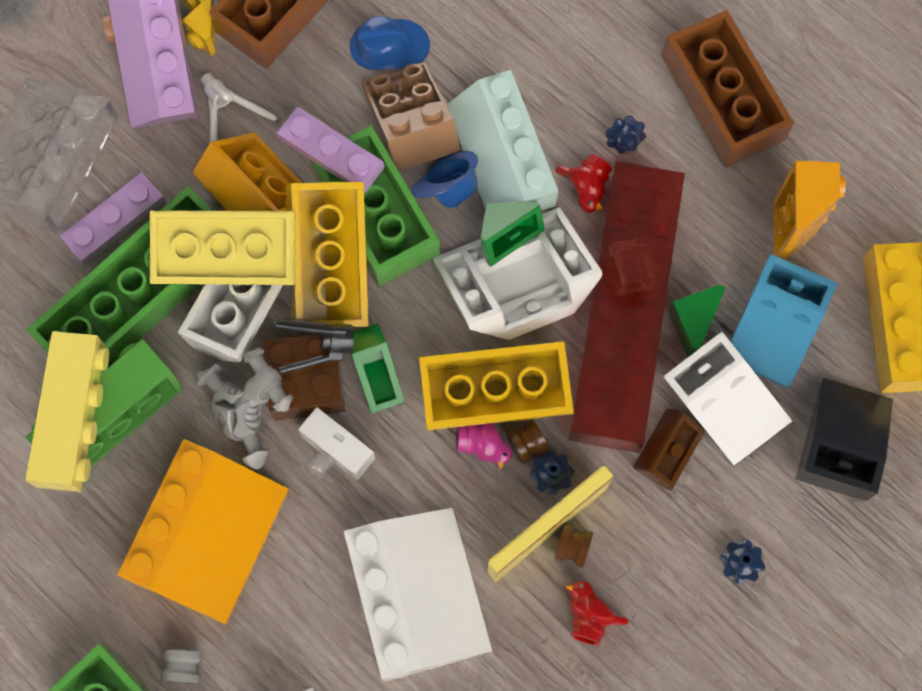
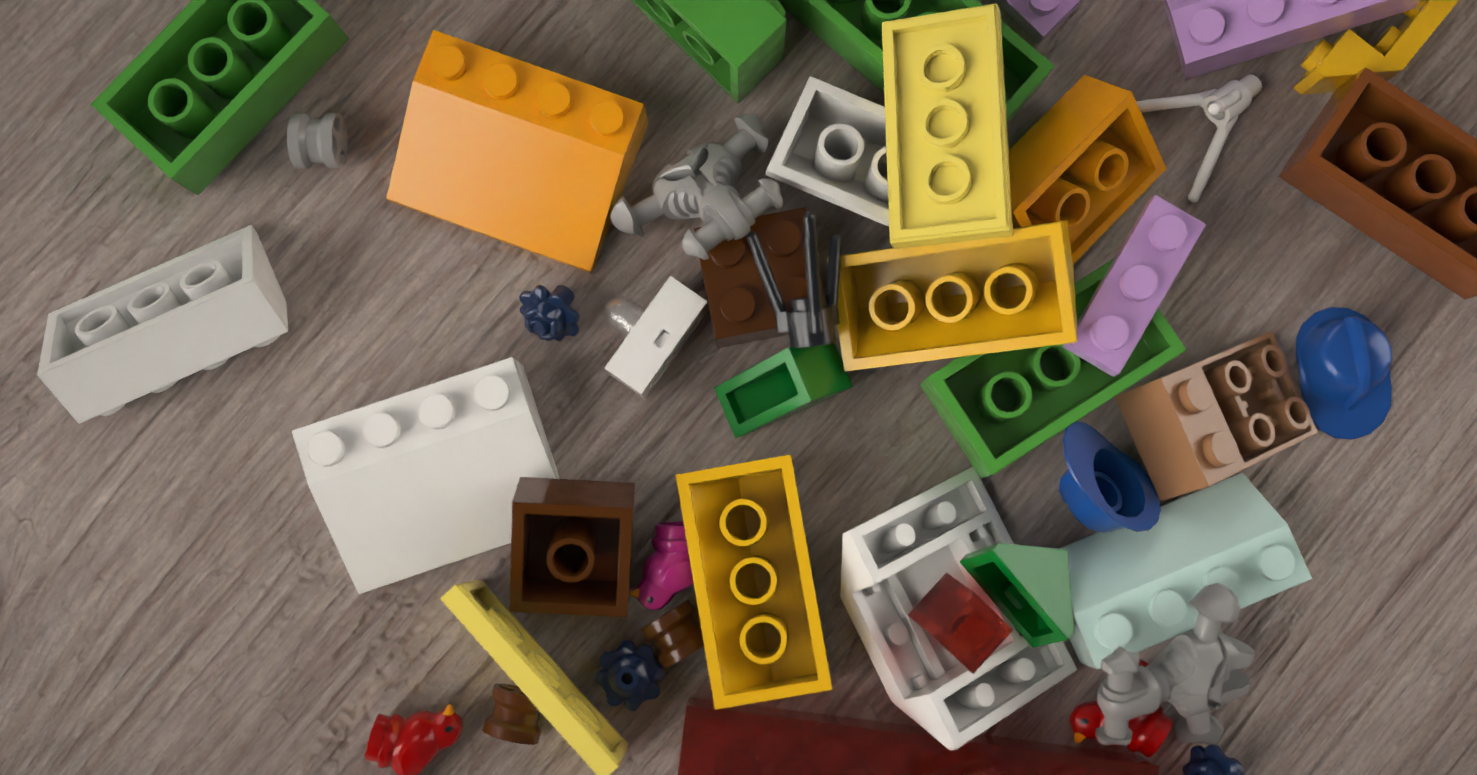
camera: 90 degrees right, 10 degrees up
(314, 513) = (549, 312): none -> dark blue plant
(468, 498) = (571, 547): none -> reddish brown brick
(527, 267) = (960, 622): none -> clear red brick
(564, 141) = (1192, 673): none -> light grey piece

